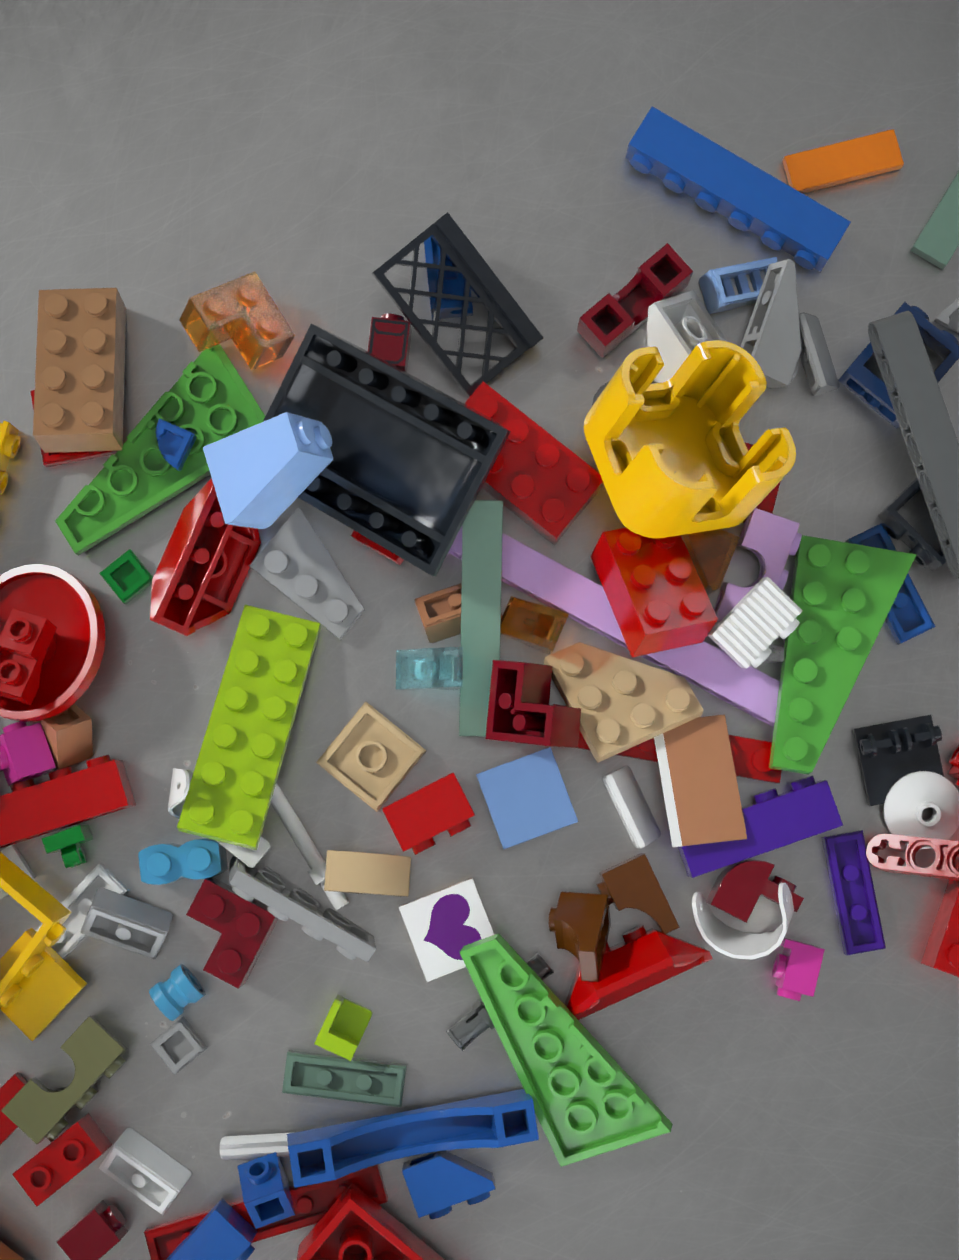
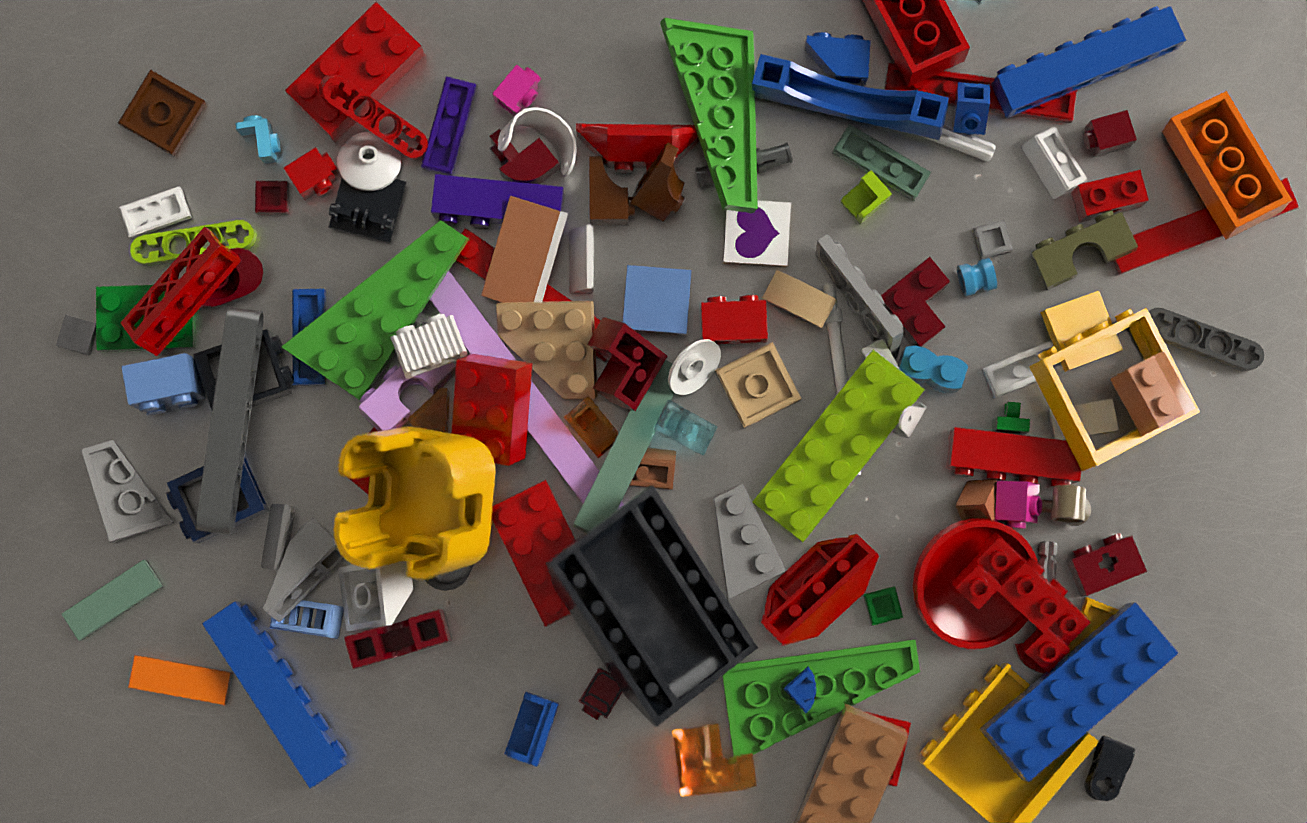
camera: 155 degrees left, 0 degrees up
(127, 923) = (992, 344): light grey slope -> none
(267, 467) = (740, 625): light blue slope -> none
(450, 740) = (694, 367): none -> white dish
(483, 283) = (508, 703): black fence -> none

